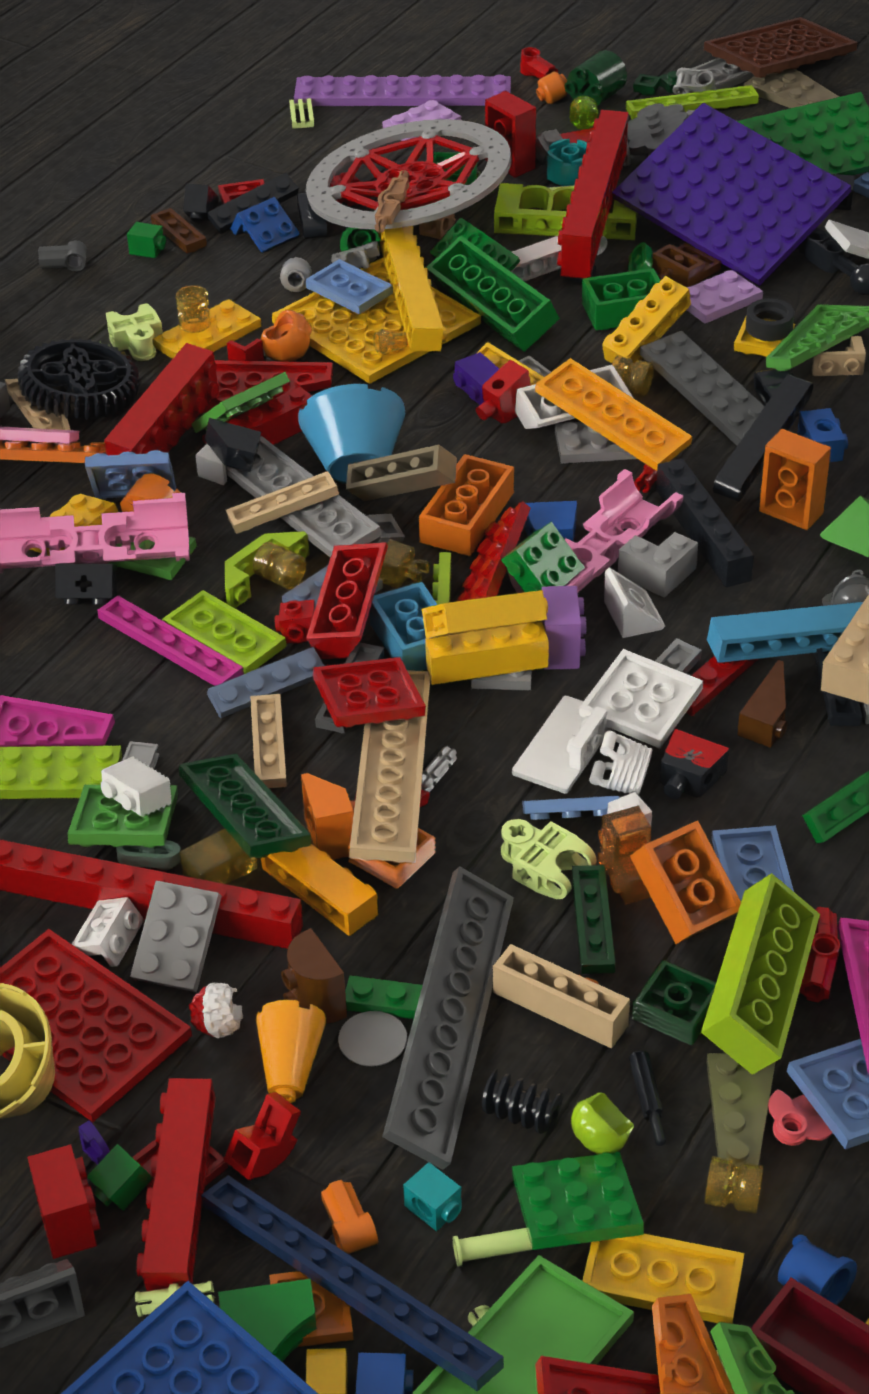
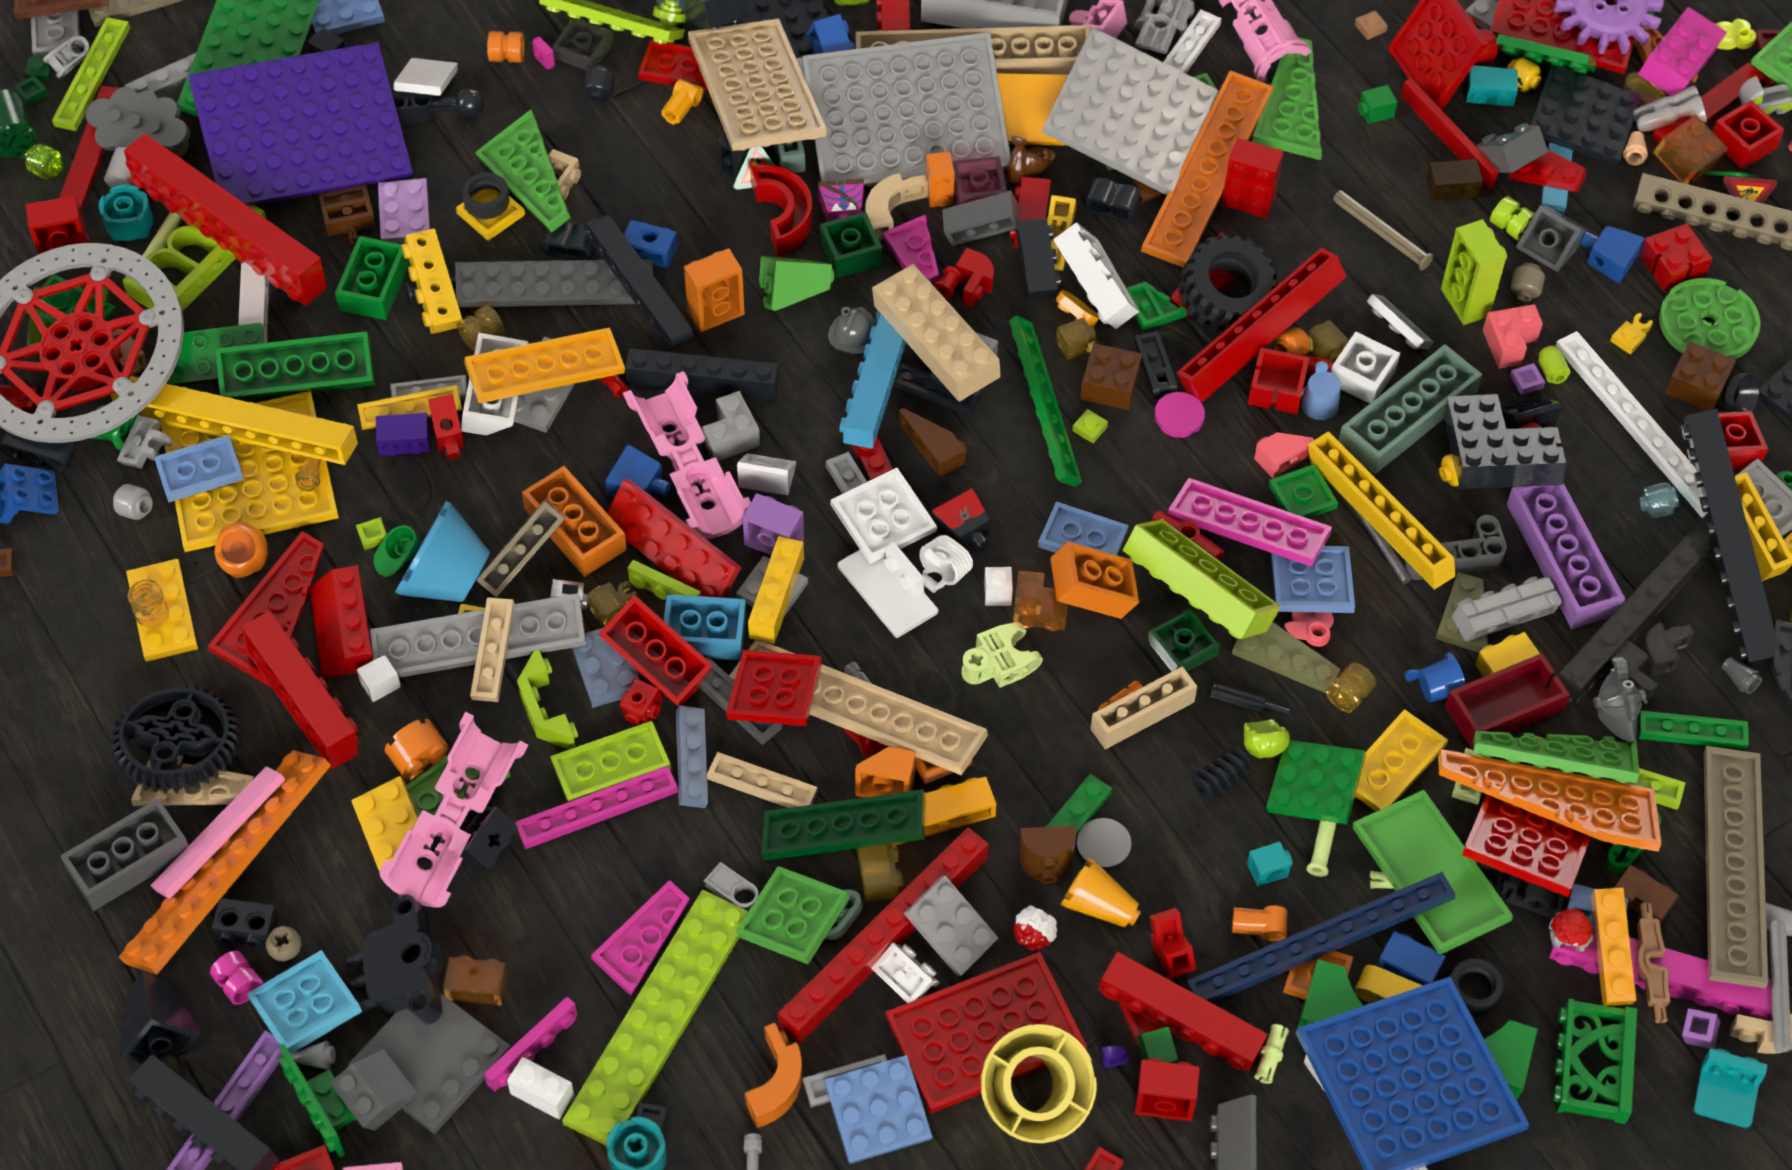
camera: 65 degrees left, 15 degrees up
(116, 474) = (373, 752): medium blue plate -> none
(135, 331) = (123, 666): yellowish green piece -> none
(136, 786) = (780, 891): white brick -> none
(233, 444) = (390, 652): black slope -> none
(243, 401) = (333, 622): bright green plate -> none
(250, 352) = (231, 595): red panel -> none
(279, 565) = (559, 687): clear yellow wheel -> none
(390, 200) = (133, 382): medium nougat piece -> none
(449, 1020) = (1121, 781): dark grey plate -> none
(484, 613) = (744, 589): yellow piece -> none
(543, 142) = (90, 213): flat silver brick -> none
(543, 560) = (709, 502): green brick -> none
(569, 807) = (958, 615): medium blue plate -> none
(593, 919) = (1075, 655): dark green plate -> none
(641, 257) = (319, 240): green plate -> none

